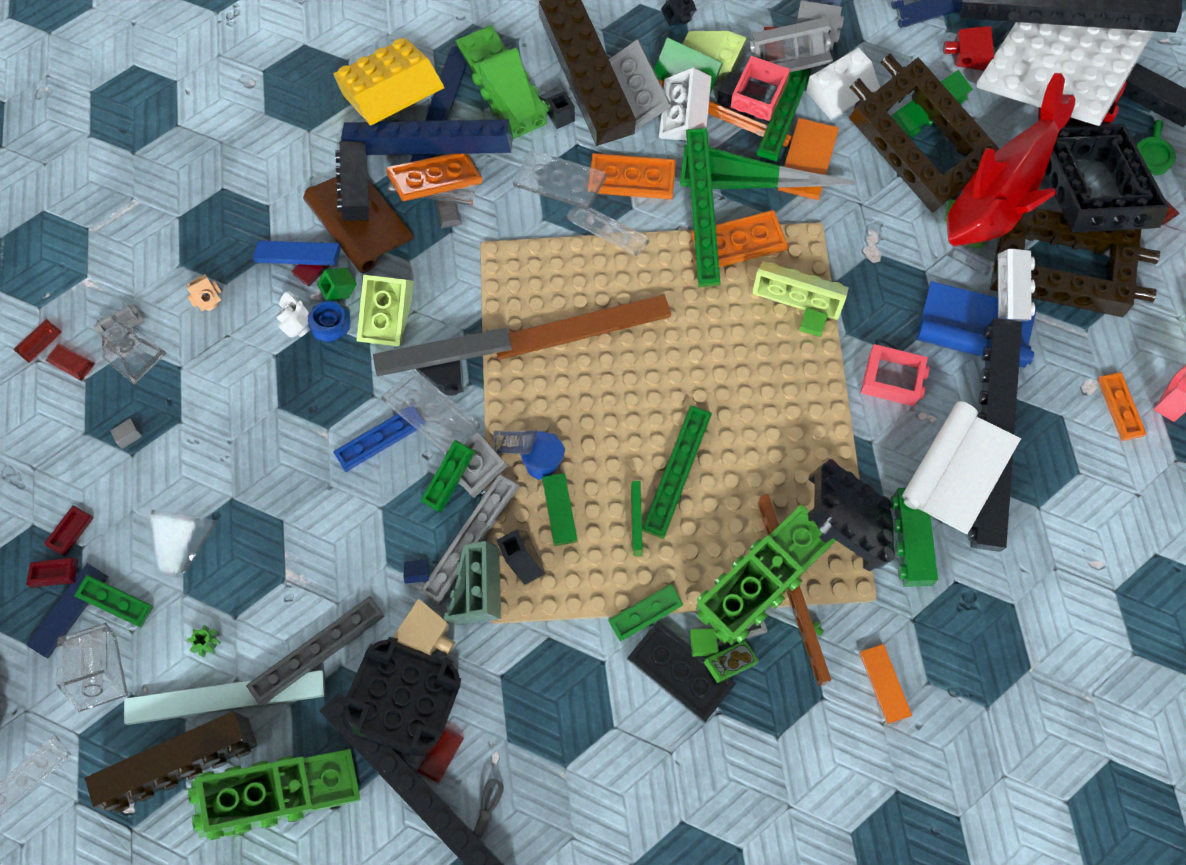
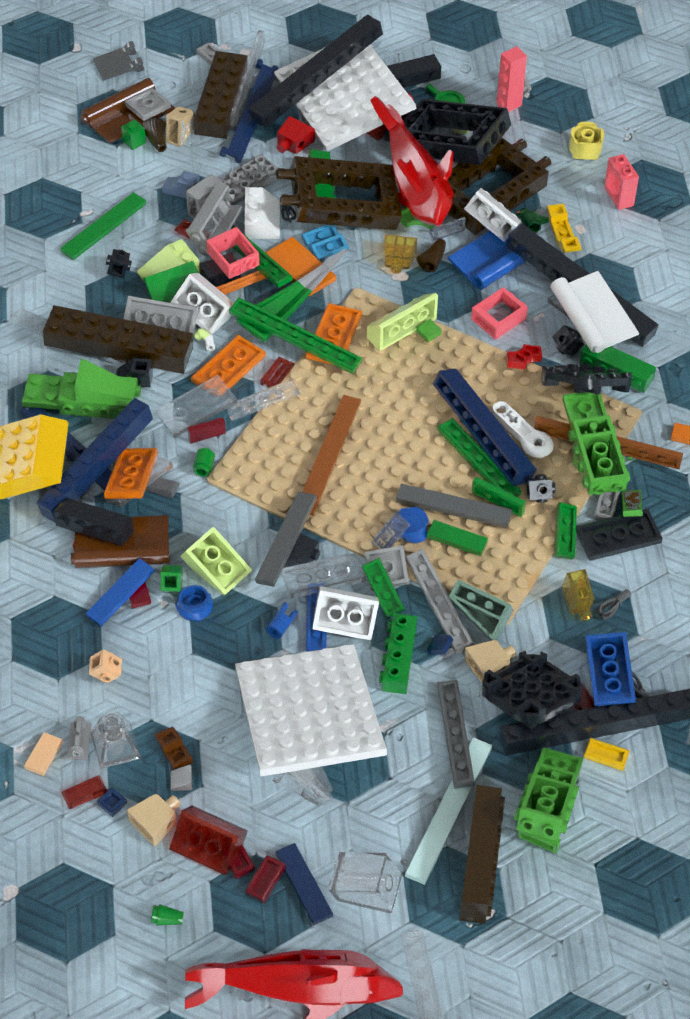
camera: 60 degrees left, 15 degrees down
(37, 341) = (47, 804): clear red tile -> none
(65, 436) = (154, 817): none -> tan torso
(68, 495) = (205, 836): none -> clear red slope
(70, 390) = (112, 802): none -> dark blue tile
(90, 304) = (43, 754): none -> light nougat tile
(113, 601) = (321, 846): green tile -> none
(156, 405) = (173, 748): none -> reddish brown slope
(196, 640) = (397, 794): bright green gear -> none
(242, 497) = (309, 710): none -> white plate
(293, 316) = (174, 618): white head -> none
(350, 408) = (281, 622): none -> blue hinge
(380, 538) = (399, 653): none -> green brick
(384, 820) = (606, 754): none -> yellow tile
(394, 458) = (345, 613): none -> white slope
(477, 767) = (610, 669): none -> blue slope
(496, 226) = (203, 462): none -> green brick
(521, 556) = (479, 571): black slope -> none
(535, 205) = (206, 430): none -> dark red tile
(570, 667) = (578, 593): none -> clear yellow torso
(593, 720) = (617, 600): none -> dark grey piece
(599, 483) = (454, 505): none -> dark grey tile
(652, 136) = (207, 337): none -> arm
(655, 224) = (271, 383): none -> clear red tile
(675, 553) = (533, 488): none -> brick
(703, 642) = (609, 509): bright green tile -> none
(718, 451) = (484, 427): none -> dark blue brick
(745, 498) = (523, 431): none -> white beam
(857, 160) = (324, 241): none -> dark azure slope
(859, 436) = (524, 356): none -> red tile
(879, 41) = (254, 173): none -> light grey tile
(898, 233) = (399, 252): none -> clear yellow torso
(905, 464) = (567, 340): none -> black brick
(919, 267) = (432, 257): none -> dark brown piece
(1055, 331) = (532, 219): none -> dark green animal
(1068, 369) = (561, 228): none -> yellow slope
(1121, 406) = (605, 221): orange tile -> none

